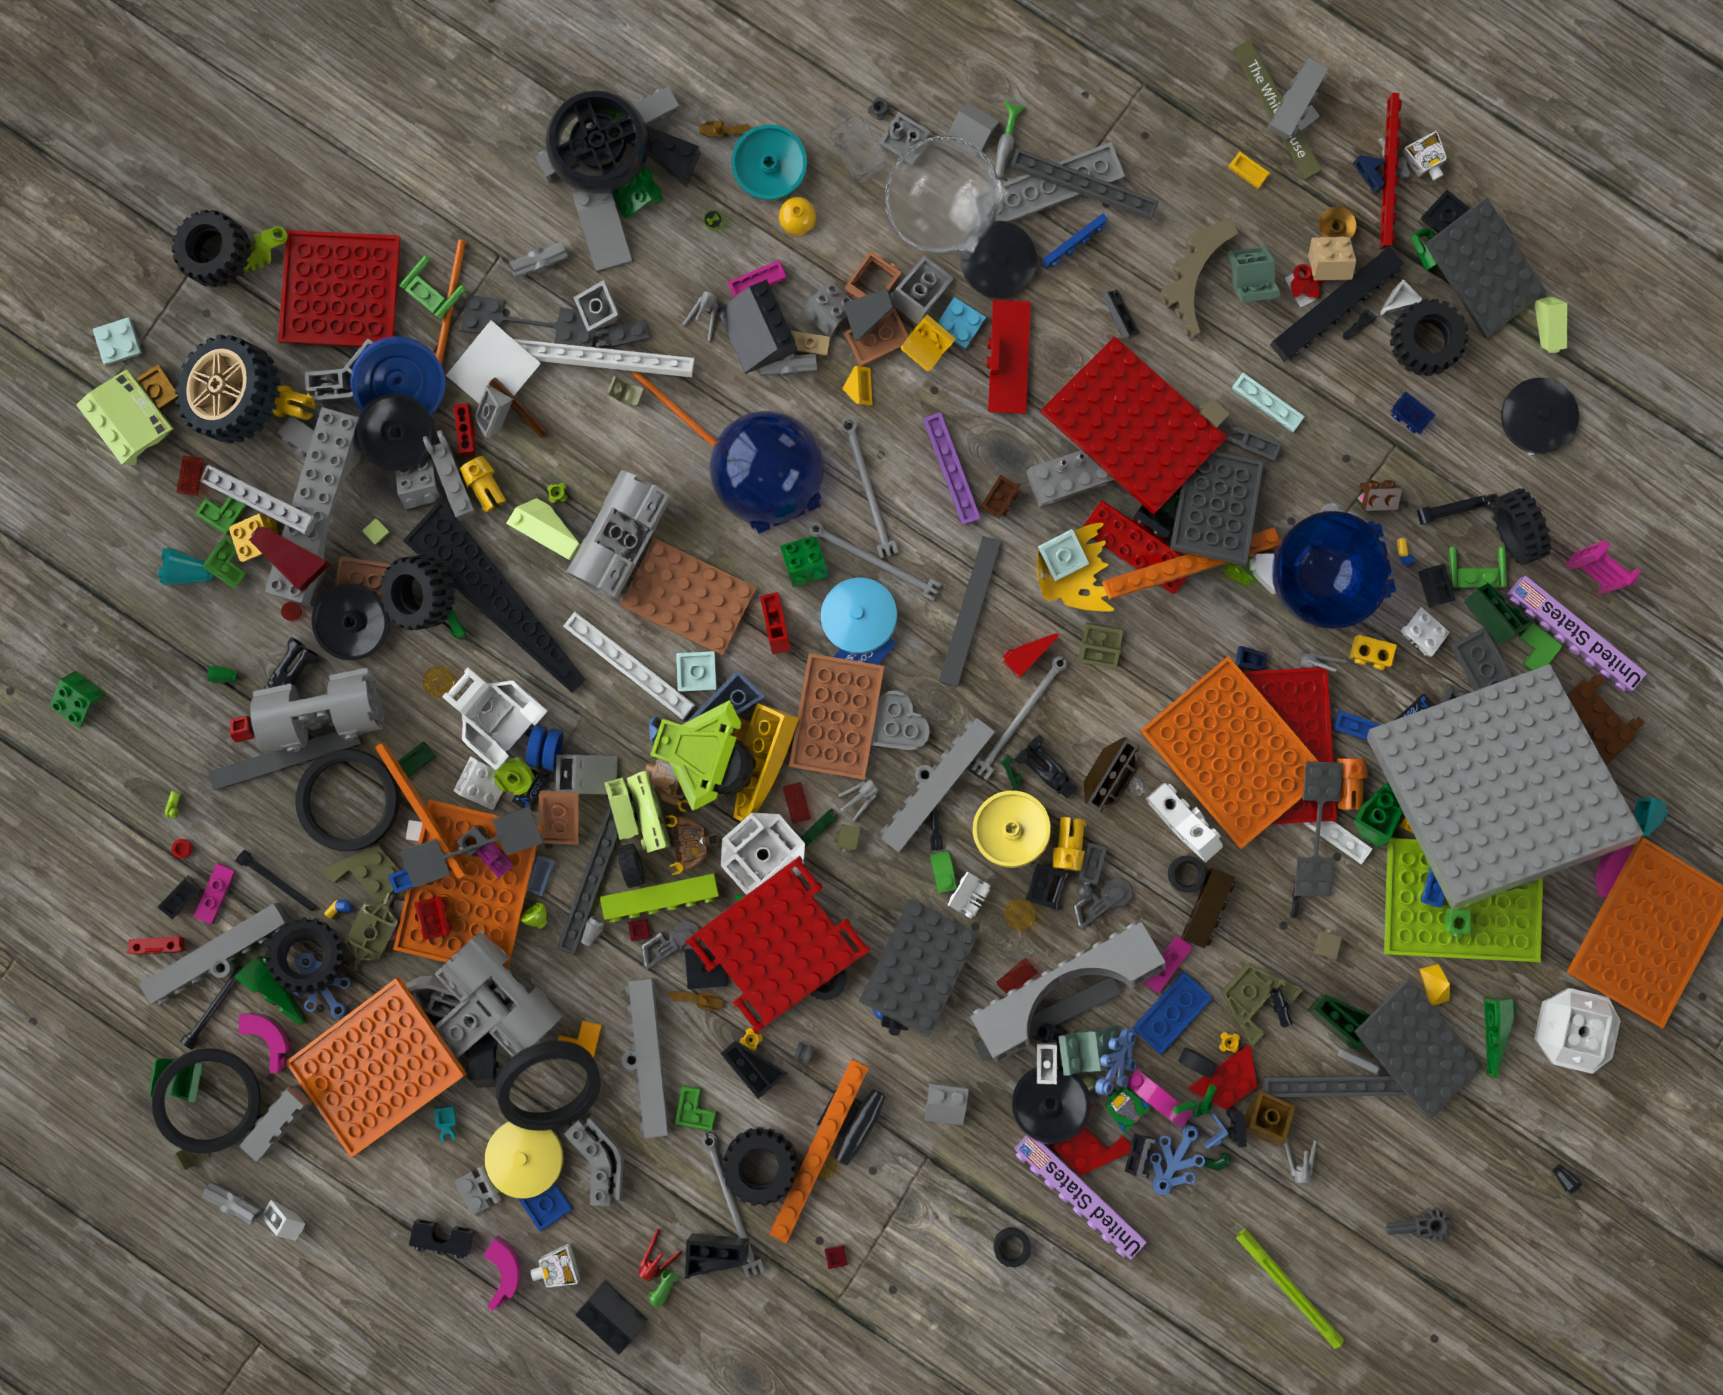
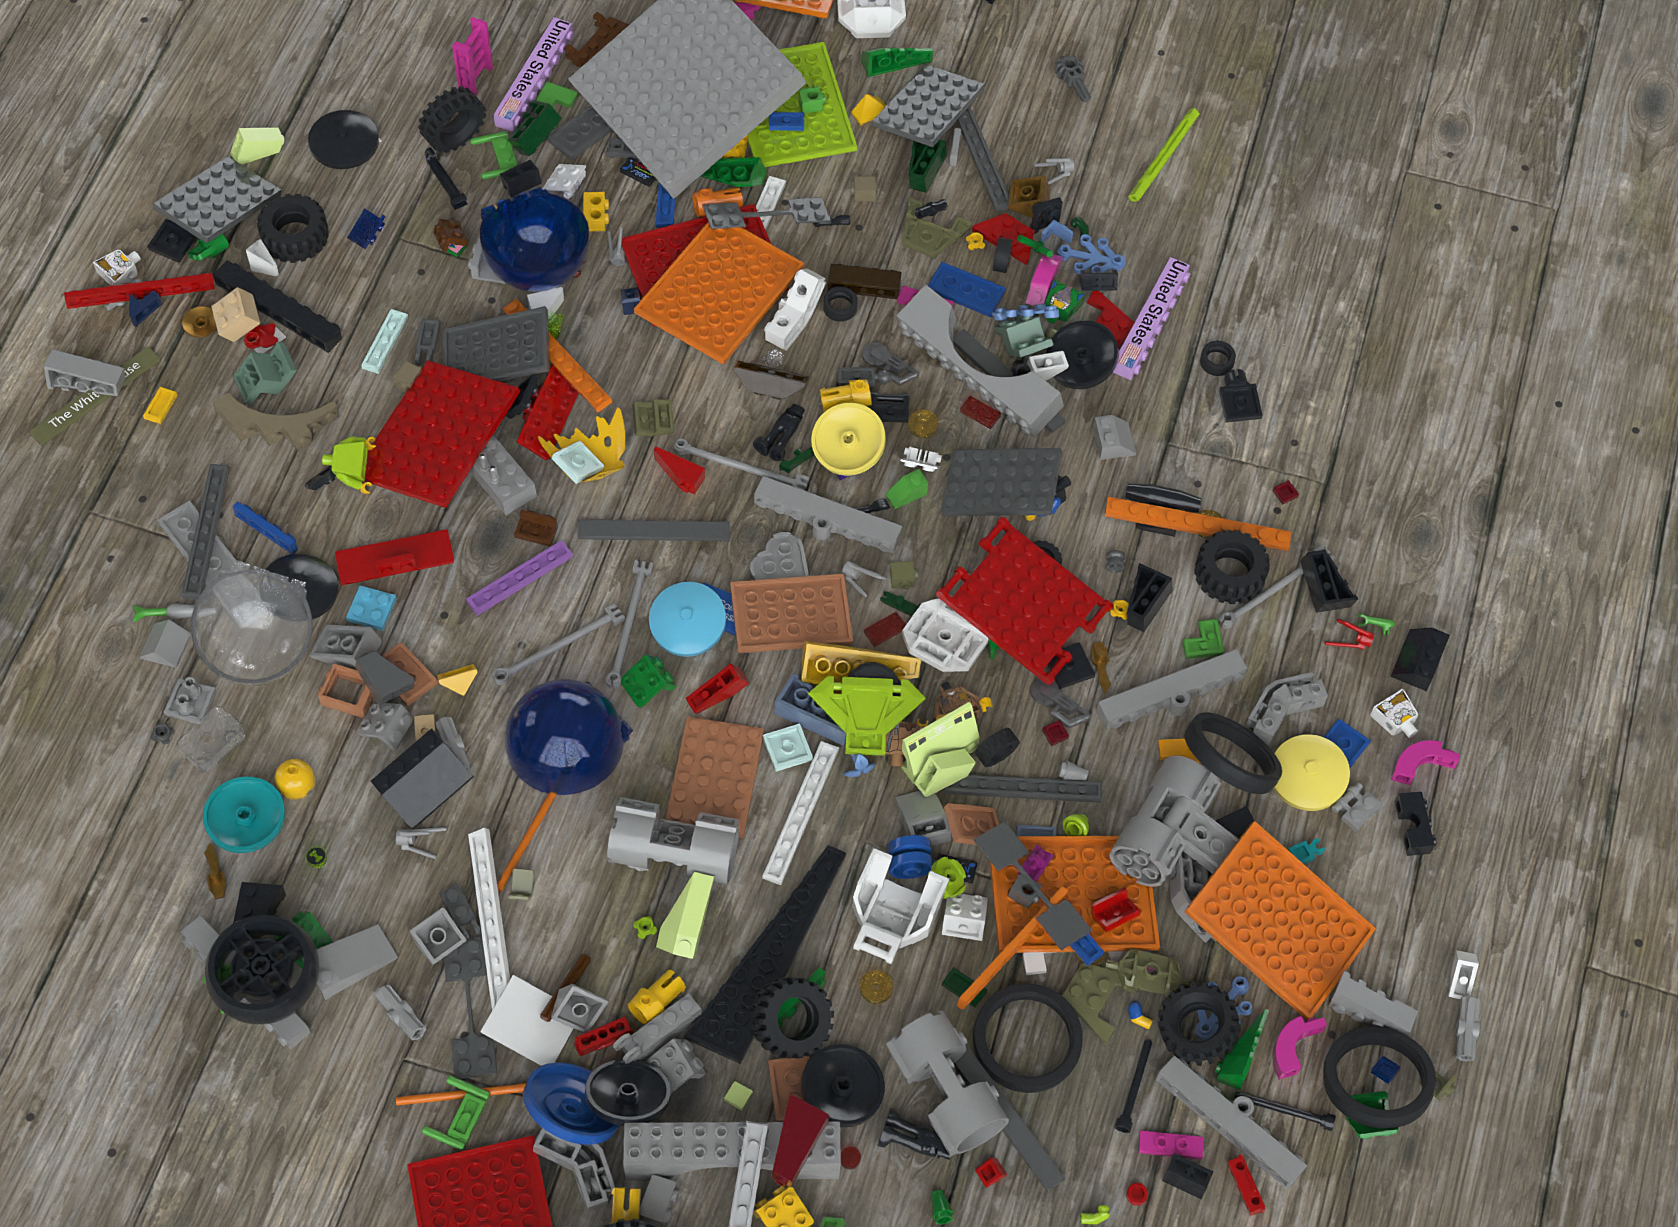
camera: 110 degrees left, 25 degrees down
(203, 1106) = (1385, 1069): none -> clear blue tile
(660, 896) = (1015, 715): lime brick -> none
(773, 273) = (371, 798): dark pink plate -> none
(927, 343) = (397, 626): yellow bracket -> none
(956, 1251) = (1239, 398): none -> black plate
(1119, 332) = (350, 461): none -> lime torso
(1365, 318) = (286, 284): black piece -> none

